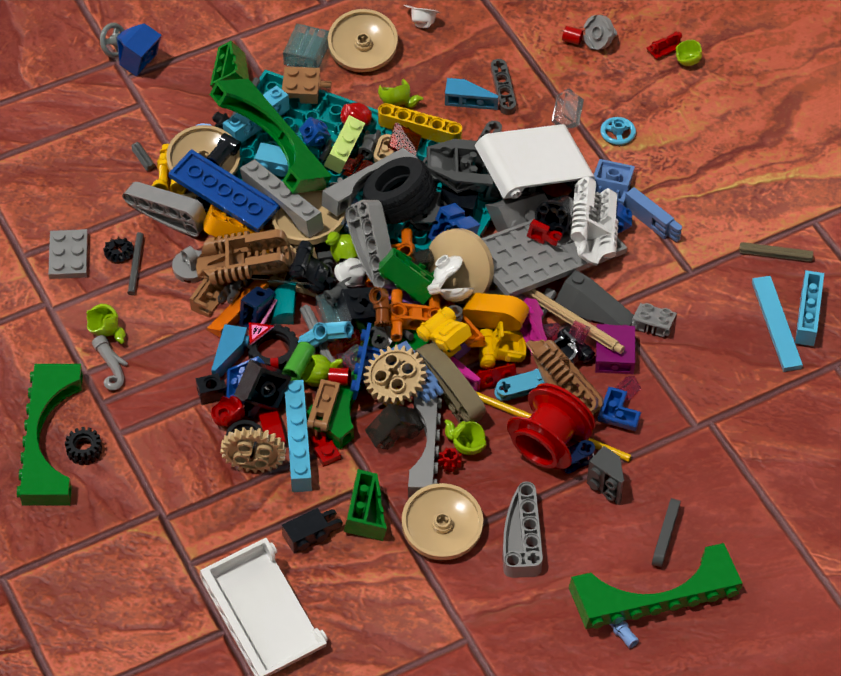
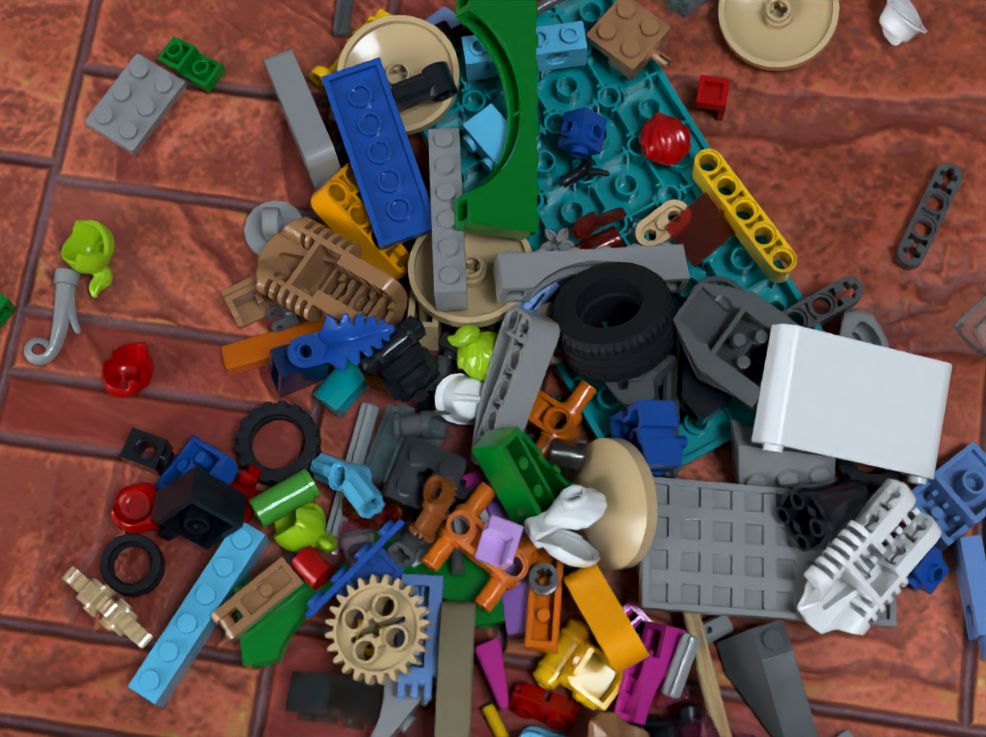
camera: 40 degrees right, 20 degrees up
(77, 220) = (191, 65): none -> green slope
(114, 254) = (211, 149): black gear -> none
(135, 263) = (208, 178): dark grey bar -> none
(170, 359) = (128, 370): none -> red hair
(230, 348) = (220, 405): dark azure slope -> none
(257, 330) = (274, 406): piece -> none
(271, 421) = (179, 573): red slope -> none
(274, 272) = (340, 342): none -> blue plant
(325, 451) = (224, 662): red plate -> none
(344, 144) = (608, 181): yellowish green brick -> none
(361, 88) = (713, 94): none -> red panel
(369, 143) = (648, 200): dark grey piece -> none
(399, 95) = (757, 136): lime hair -> none
(422, 303) = (498, 542): none -> lavender panel
(444, 331) = (496, 610): yellow piece -> none
(466, 94) = (860, 196): dark azure slope -> none
(540, 233) = (773, 529): red plate -> none
(545, 311) = (680, 665): none -> light grey axle

